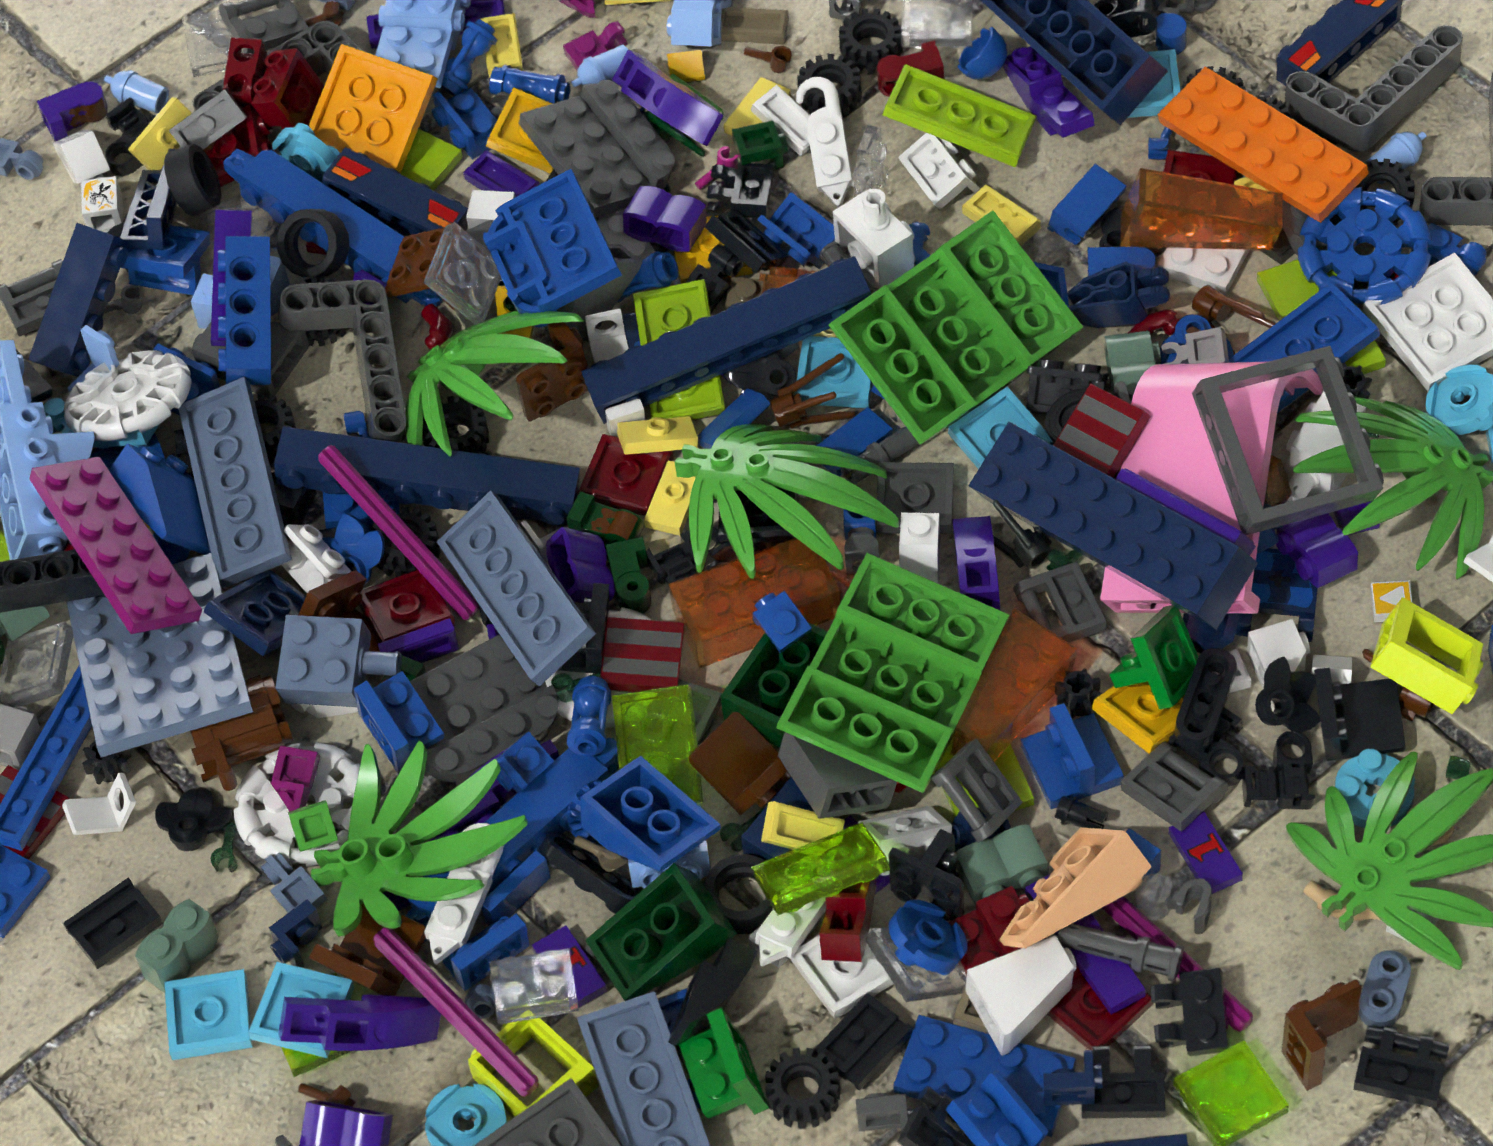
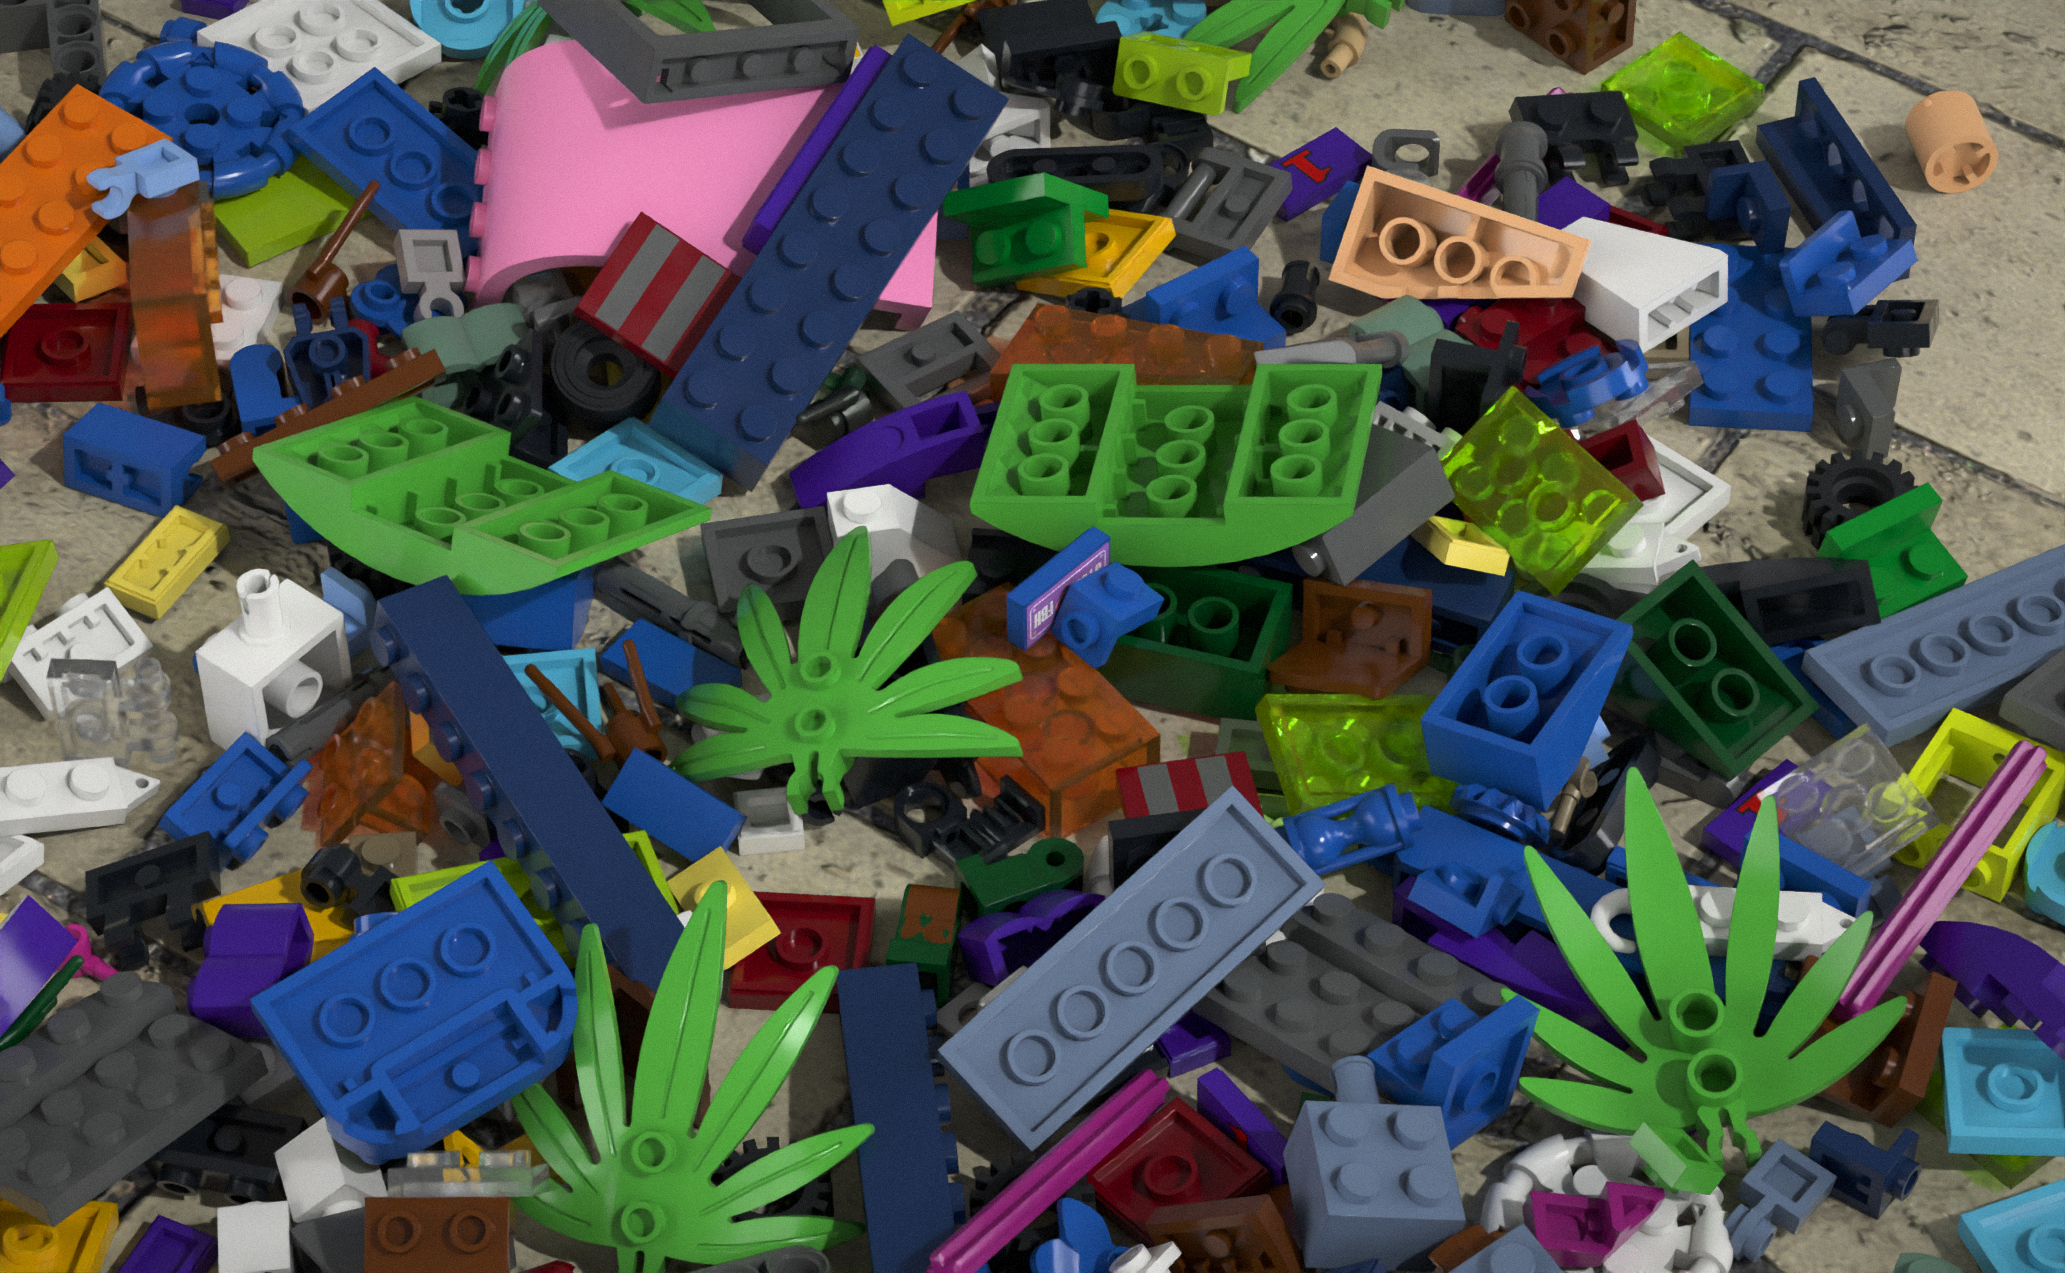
camera: 110 degrees left, 10 degrees down
(670, 502) = (840, 870): light yellow plate -> none
(746, 241) = (291, 846): black plate -> none
(760, 143) = (51, 880): dark green bracket -> none
(787, 579) = (1038, 599): none -> blue tile
(864, 1041) = (1759, 455): black plate -> none
(1066, 281) = (406, 377): none -> reddish brown plate
(1275, 195) = (150, 171): none -> light blue plate
(1301, 777) = (1177, 72): none -> lime bracket

